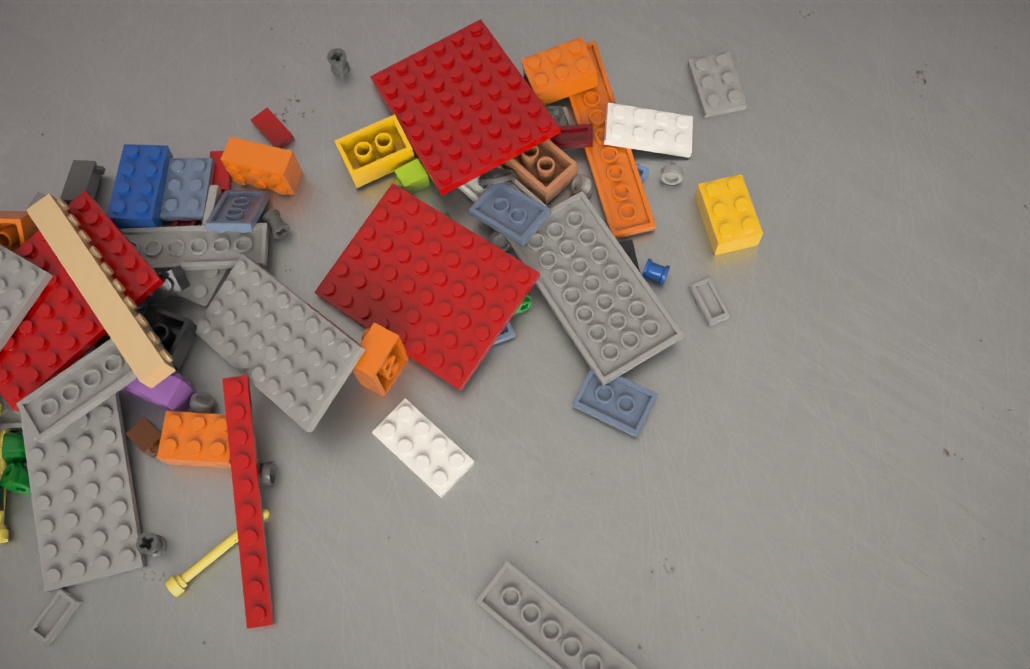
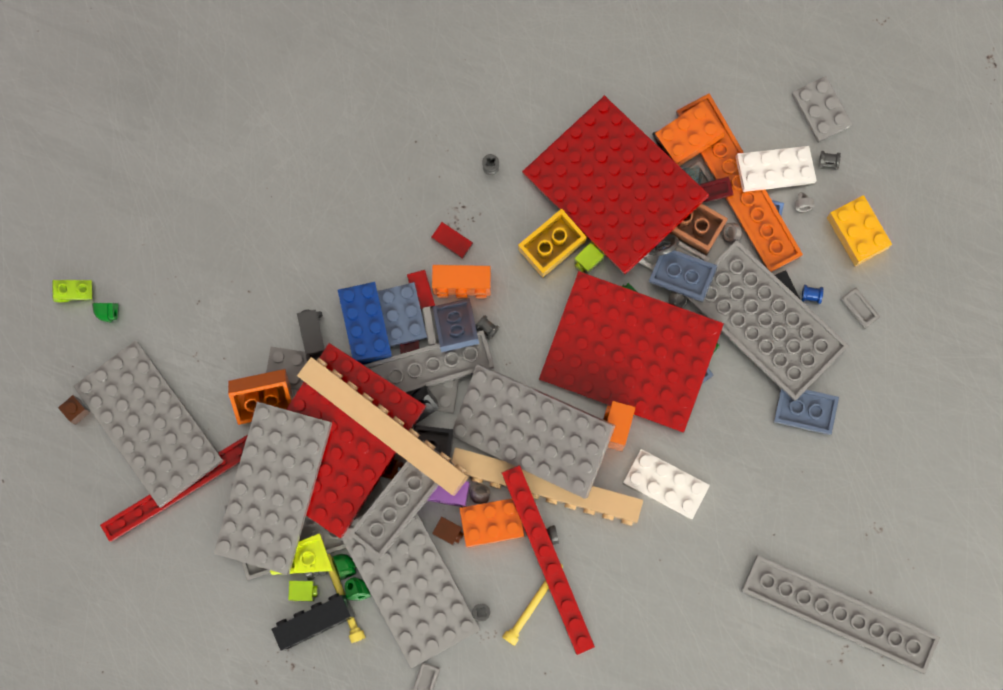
camera: 15 degrees left, 10 degrees up
(325, 440) = (600, 500): none -> tan brick
(712, 135) = (829, 160): none -> dark grey bush

